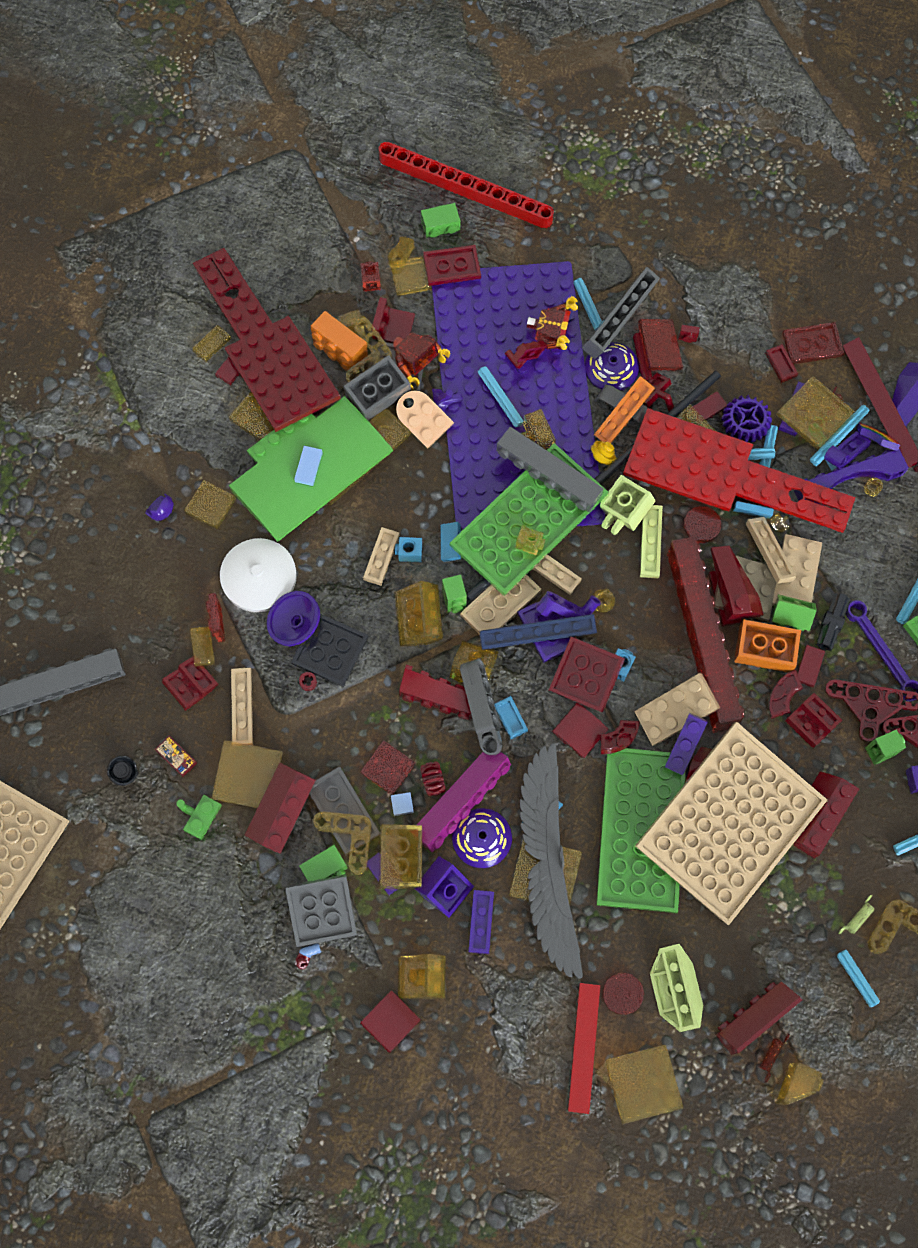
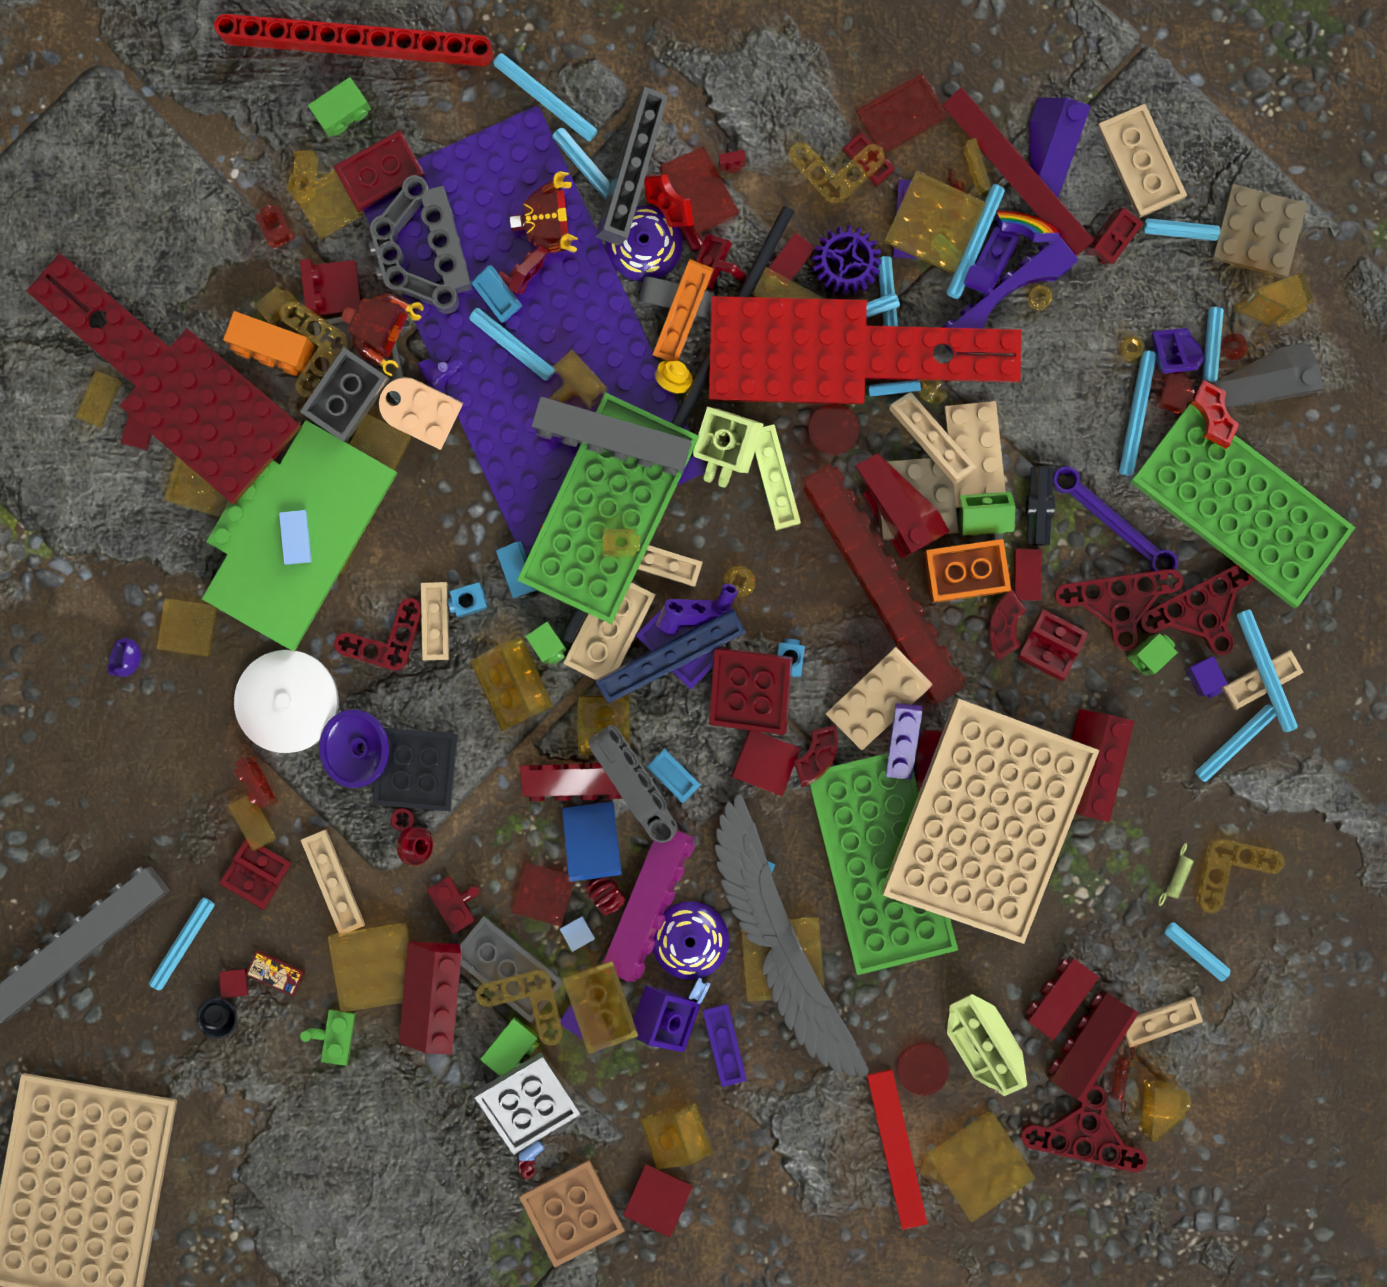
camera: 15 degrees left, 15 degrees up
(118, 712) = (181, 944): none -> medium azure axle
(144, 752) = (233, 983): none -> dark red tile
(309, 700) = (414, 846): none -> dark red plate
(320, 752) = (453, 904): none -> dark red plate
(323, 1007) = (572, 1213): none -> medium nougat plate
(340, 564) = (385, 650): none -> dark red beam
(436, 739) = (591, 841): none -> blue tile
(453, 294) = (396, 217): none -> dark grey brick
(476, 875) = (699, 990): none -> light blue bush
(501, 362) = (496, 294): none -> dark azure tile
(577, 258) = (545, 97): none -> medium azure axle
(640, 346) = (674, 207): none -> red tile
(741, 1094) = (1099, 1136): none -> dark red beam
(744, 974) = (1060, 997): none -> dark red brick
(758, 368) = (840, 178): none -> clear yellow beam
(815, 1022) = (1163, 1021): none -> tan tile
(854, 389) = (977, 166): none -> clear yellow tile

